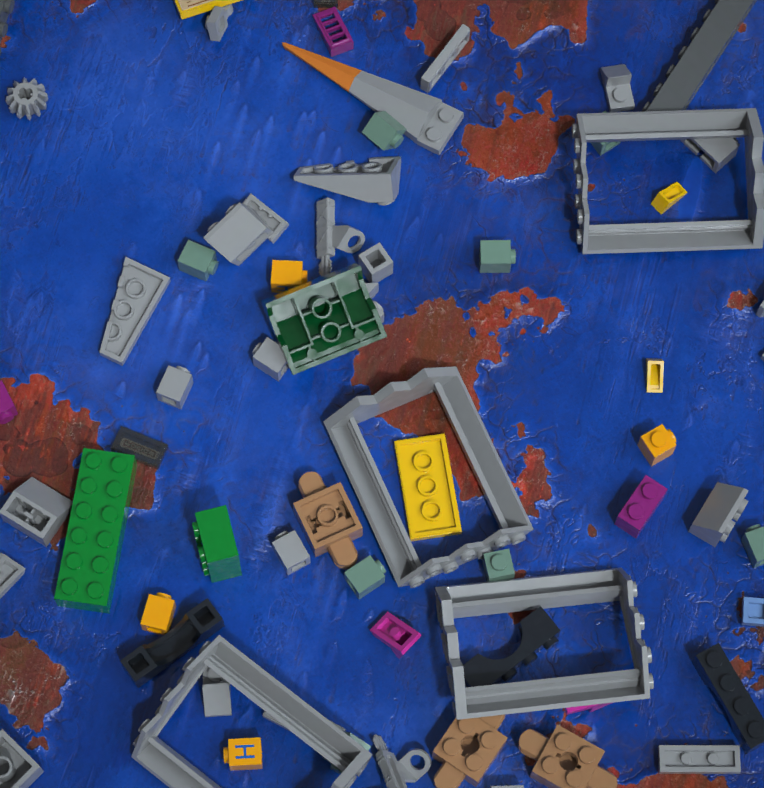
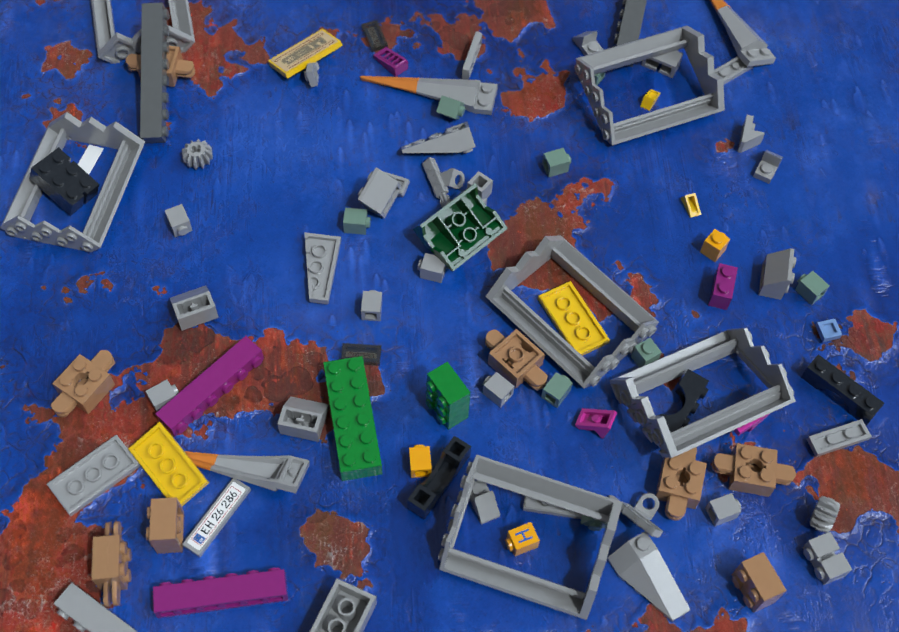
camera: 20 degrees left, 10 degrees down
(287, 275) = (420, 211): light orange brick -> none

